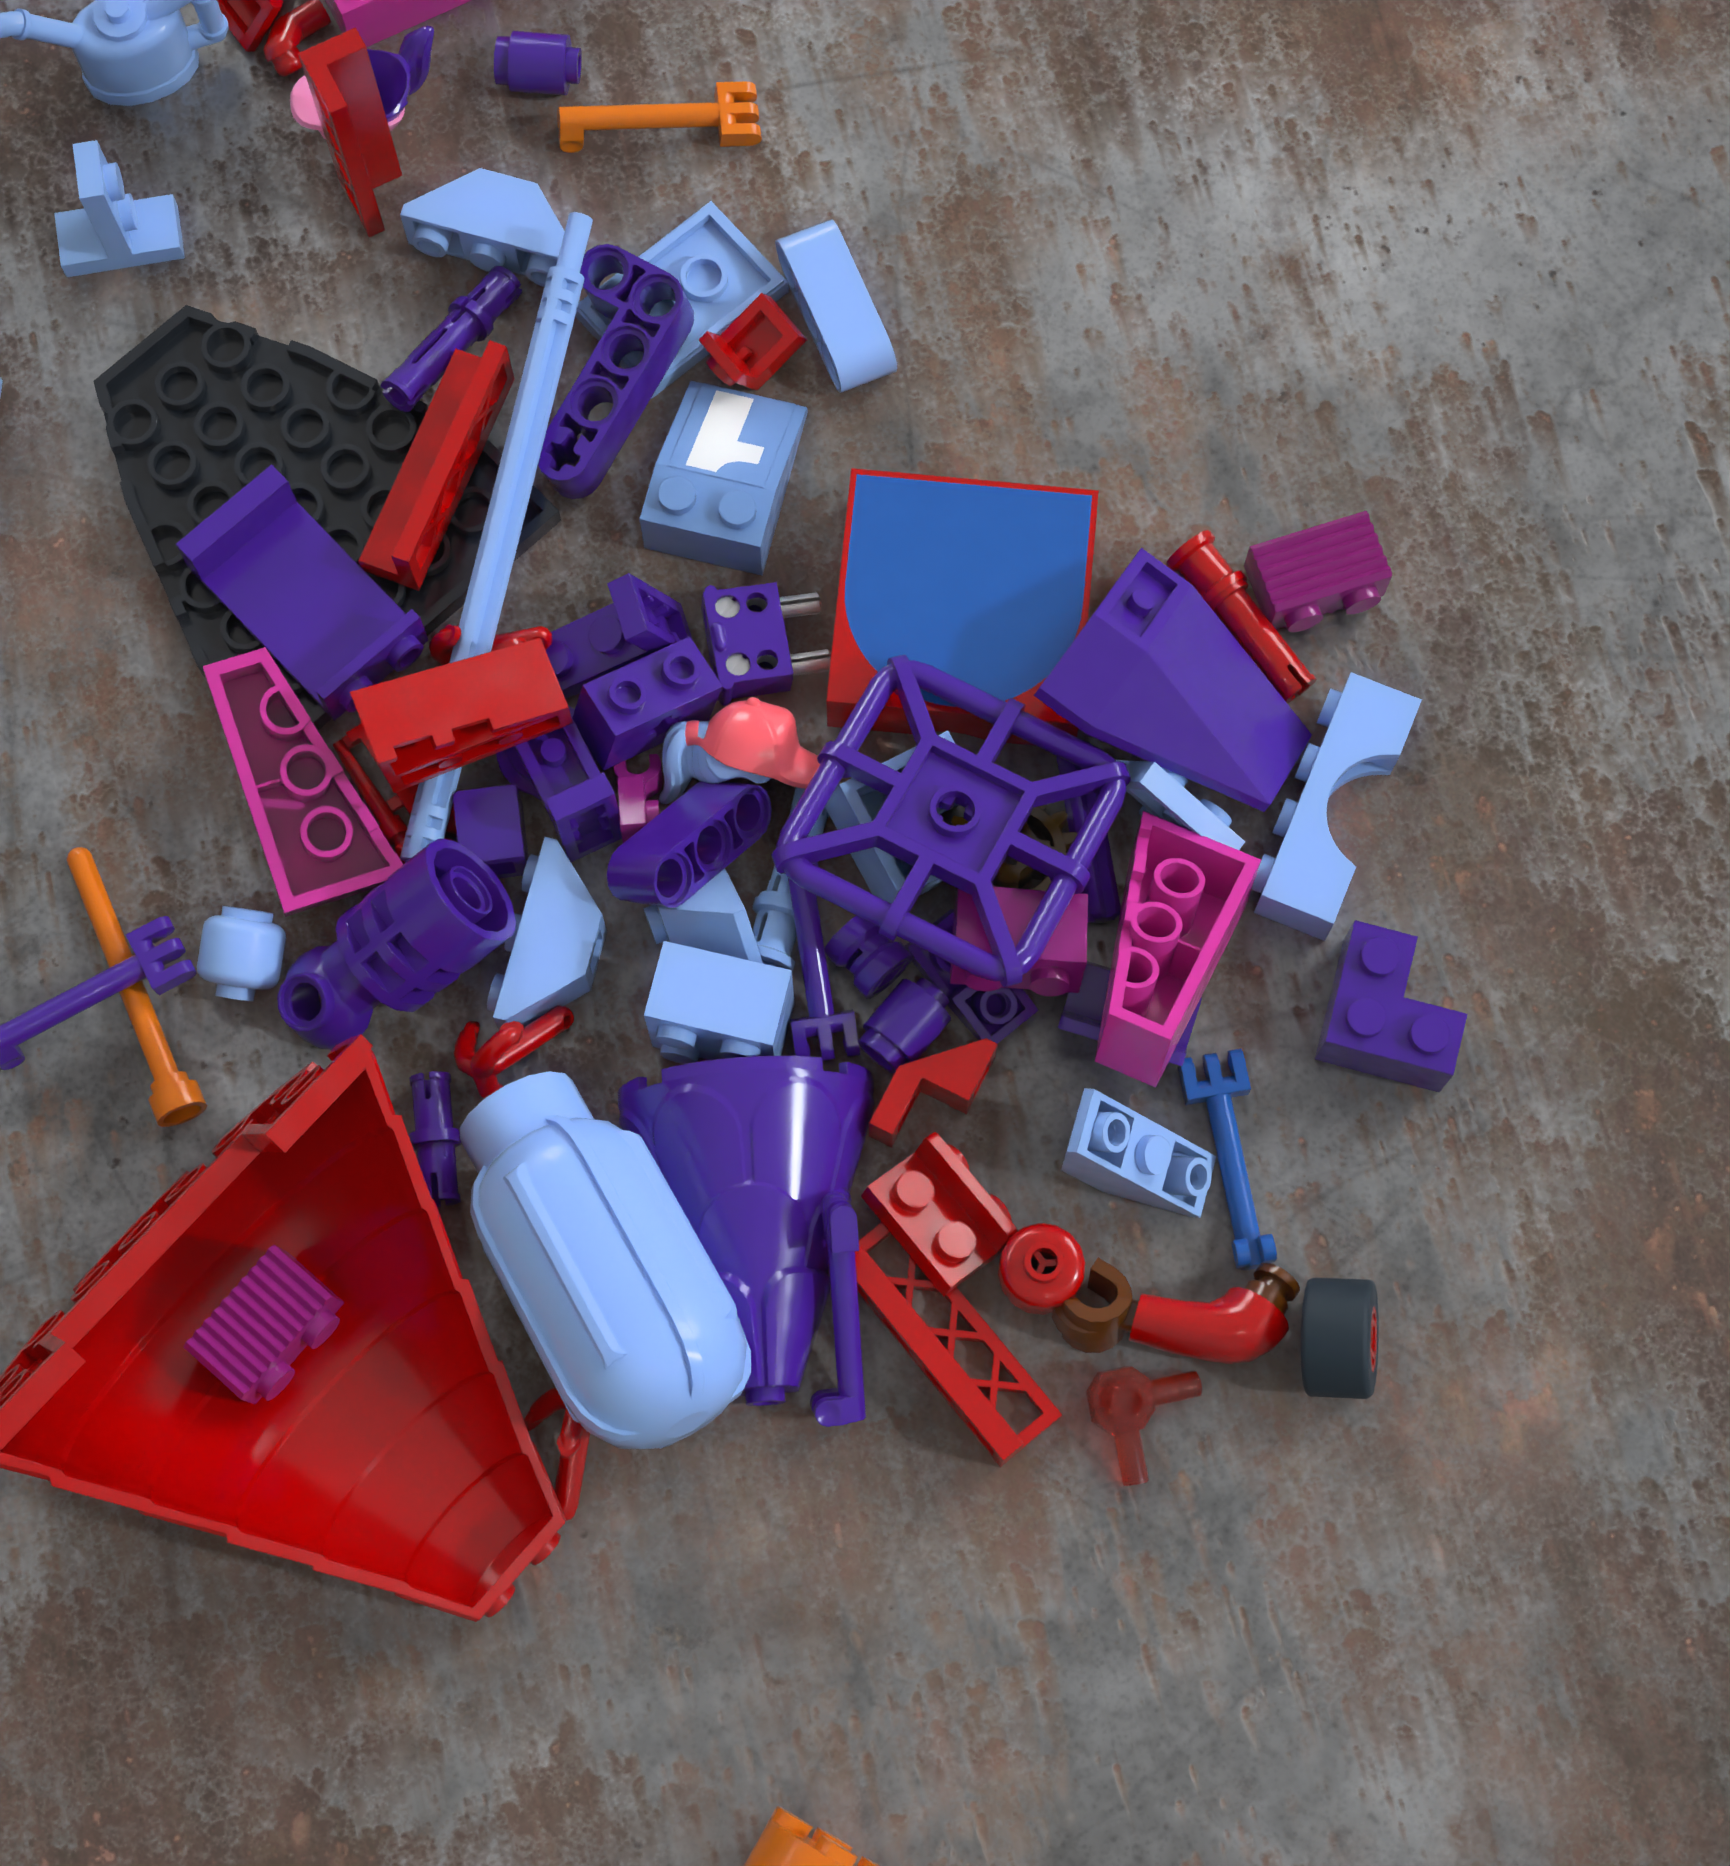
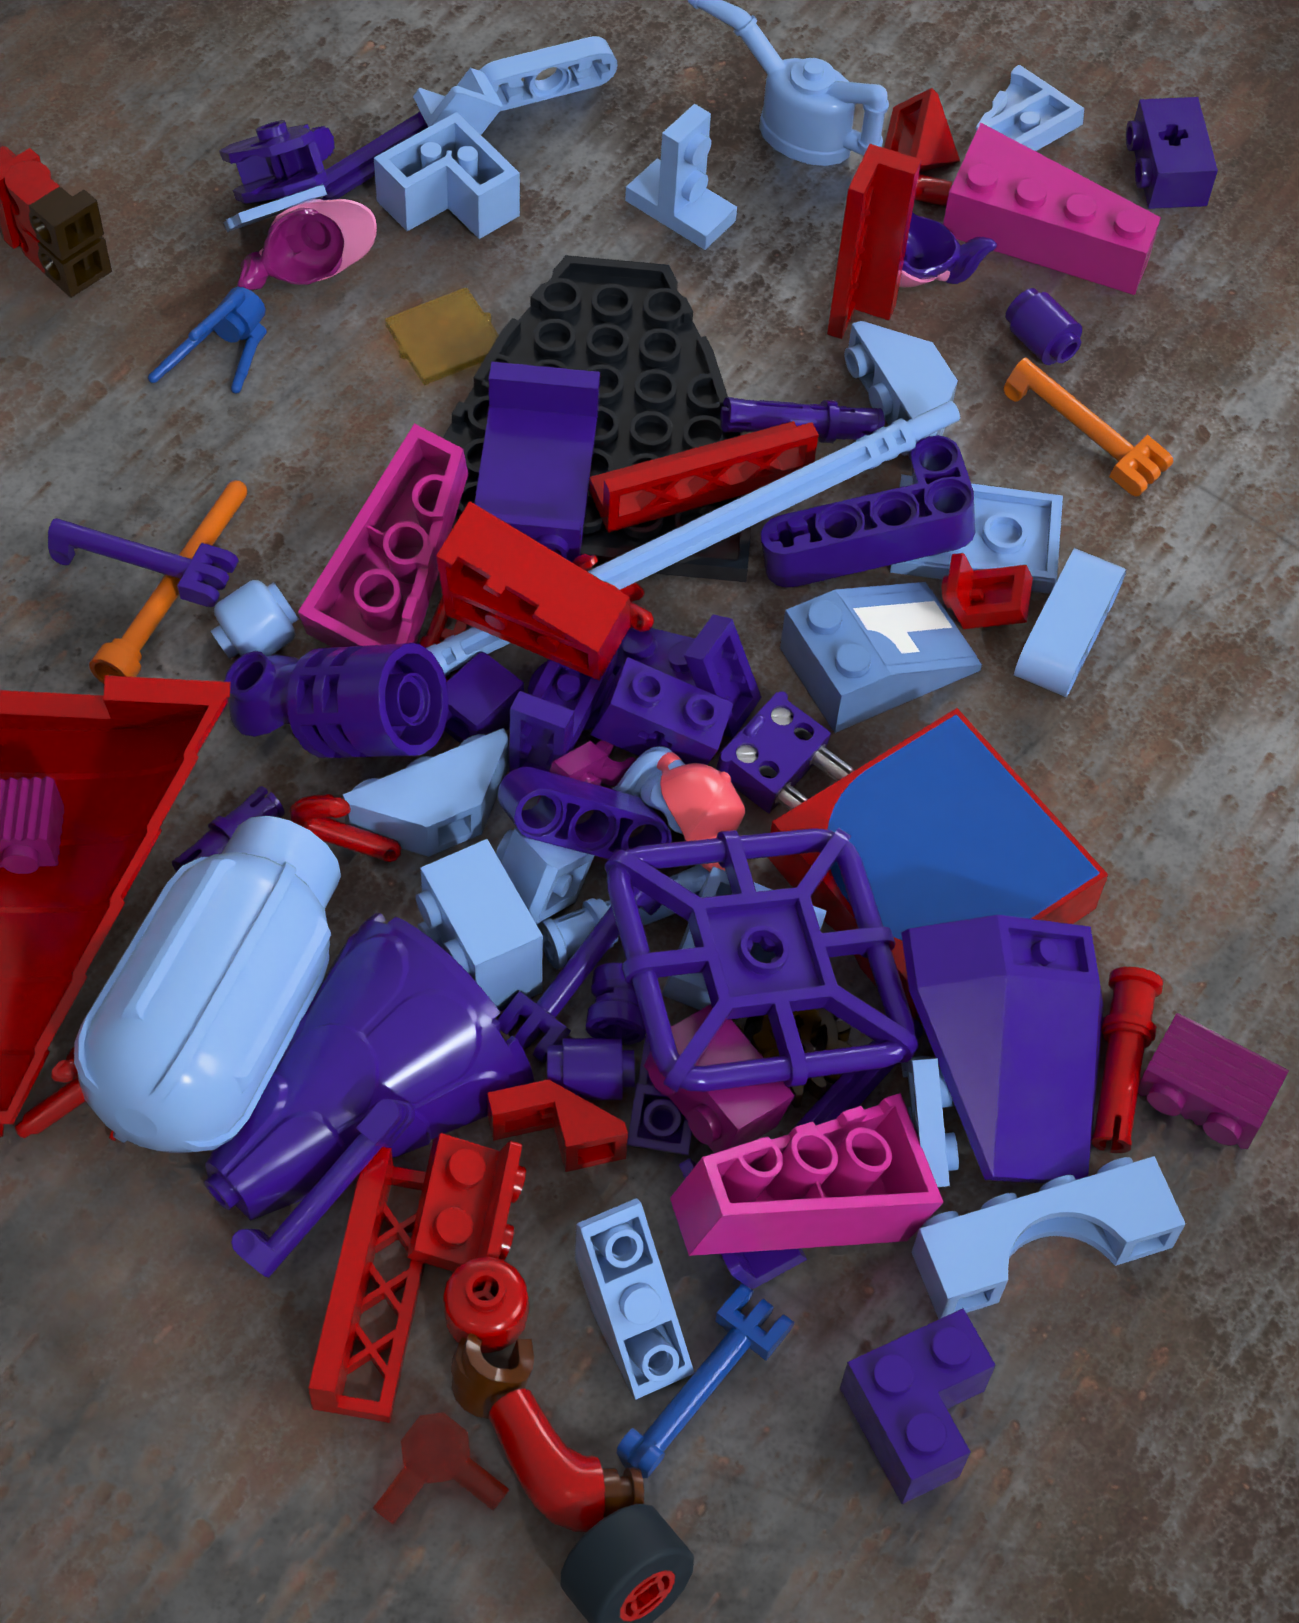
camera: 45 degrees right, 15 degrees down
(73, 550) = (443, 335): none -> clear yellow piece

